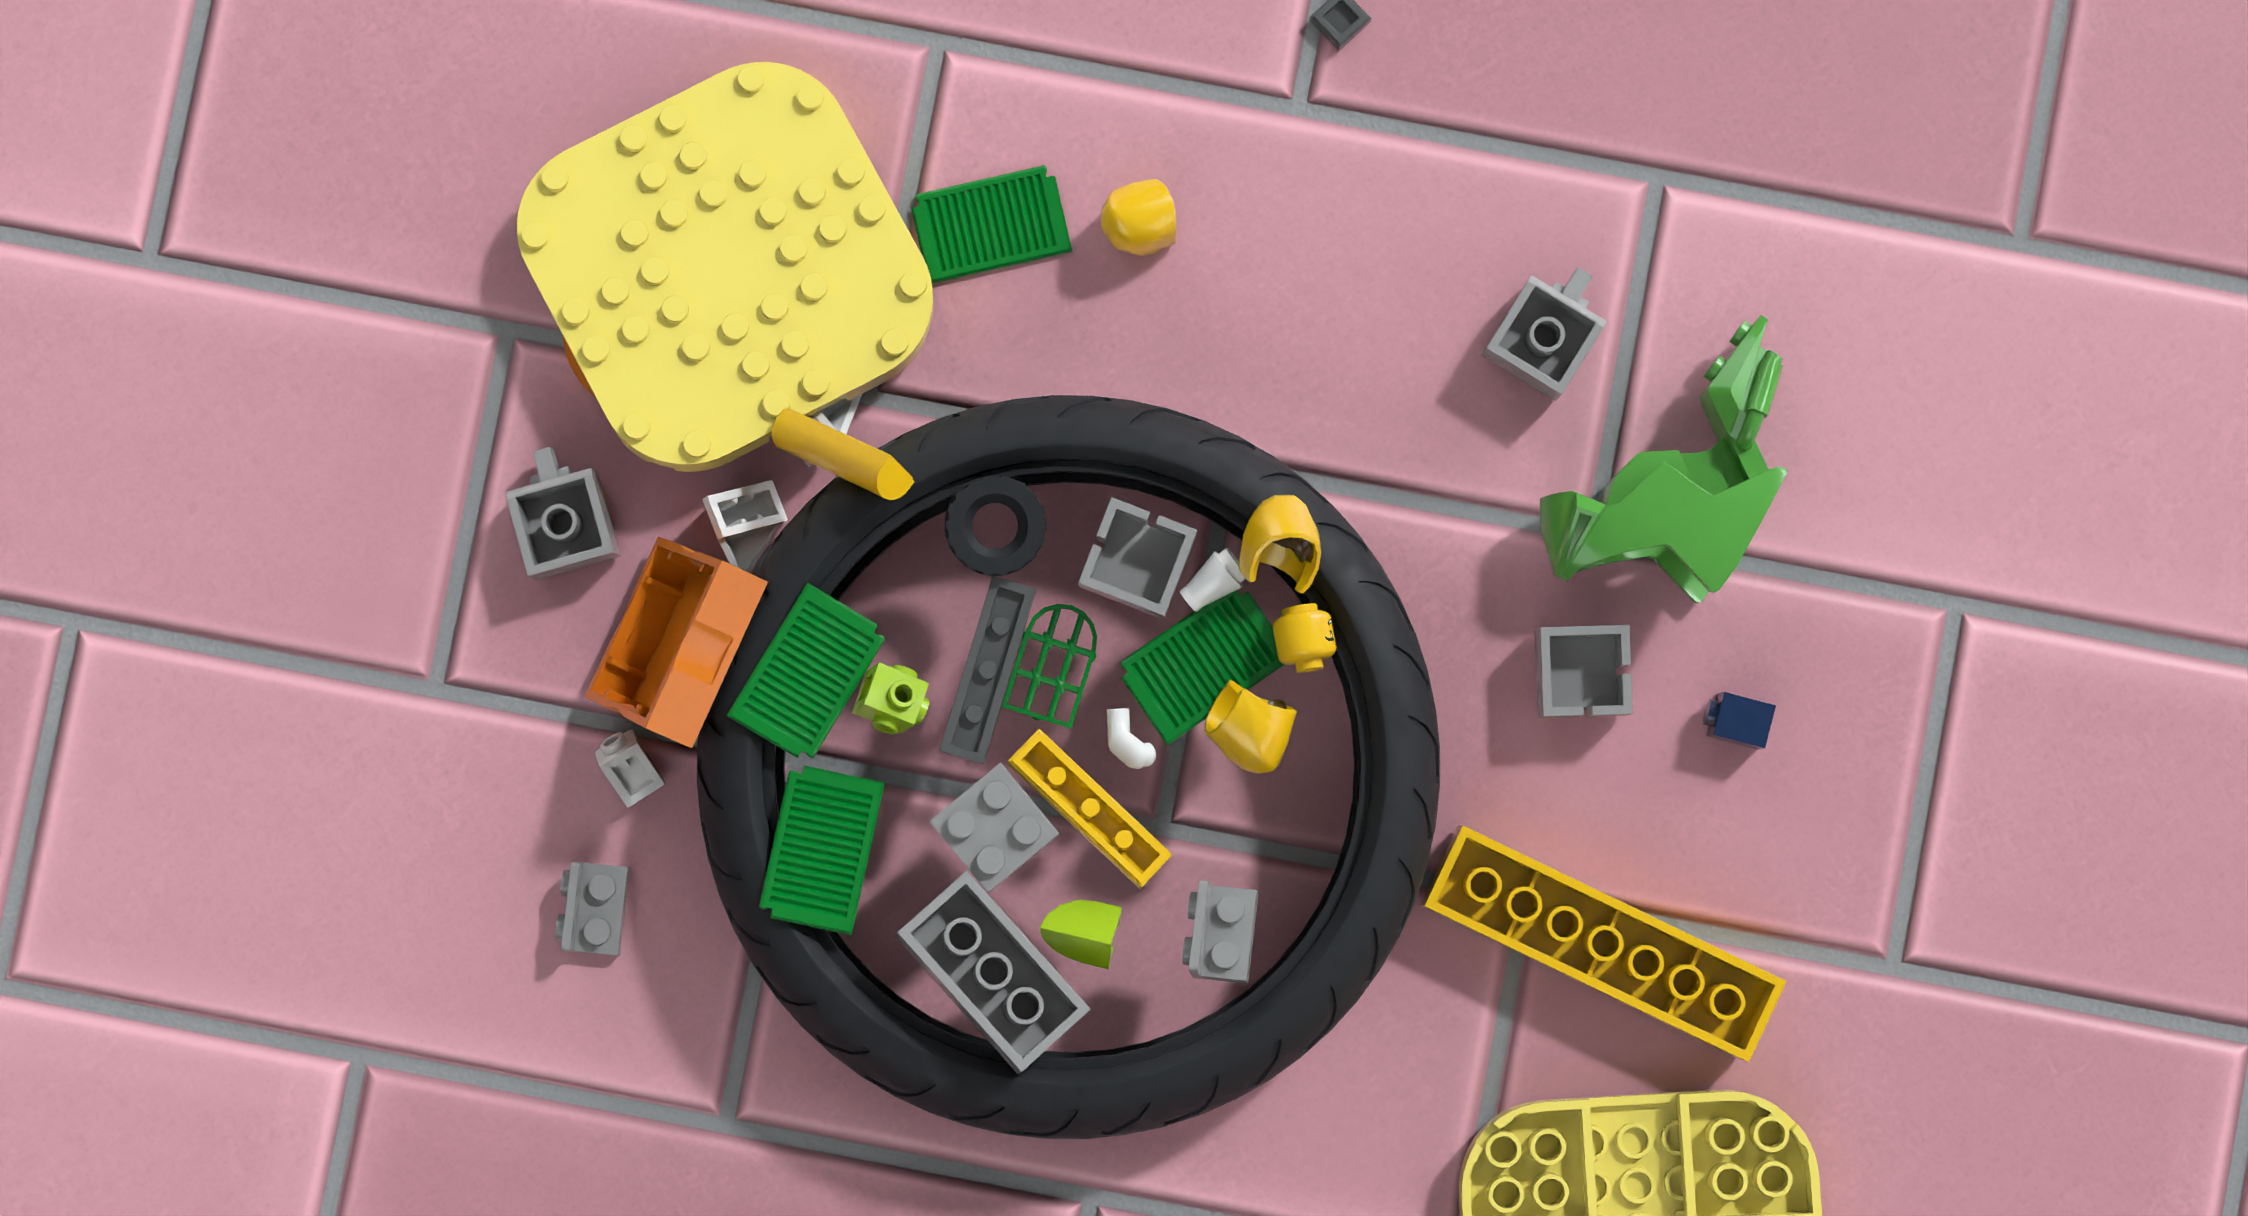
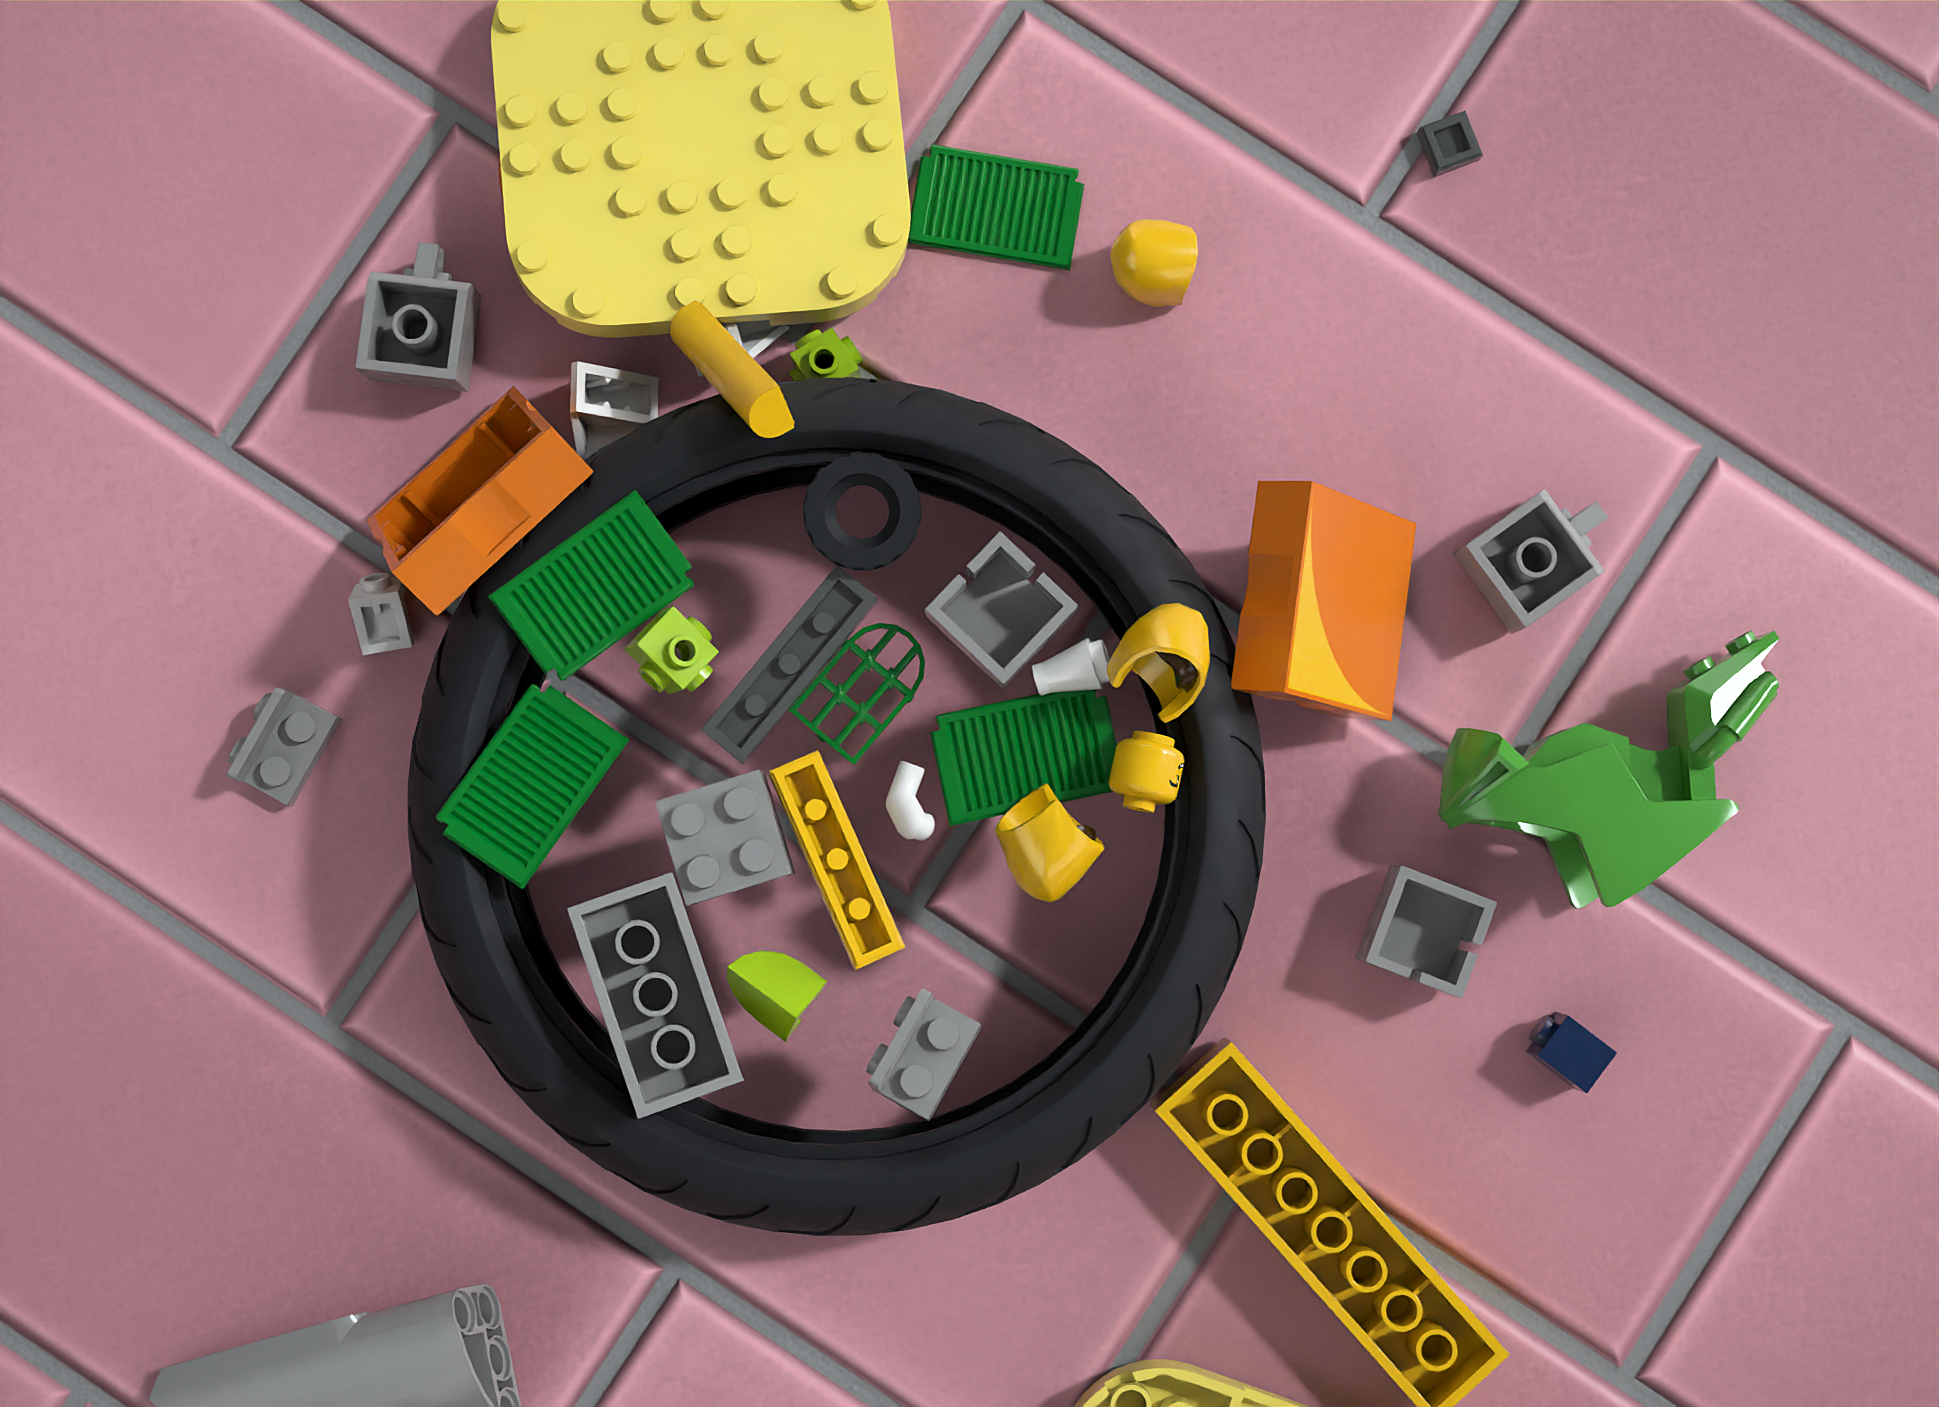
camera: 20 degrees right, 0 degrees up
(892, 402) = (818, 346): none -> lime brick
(1391, 442) = (1323, 601): none -> orange tile

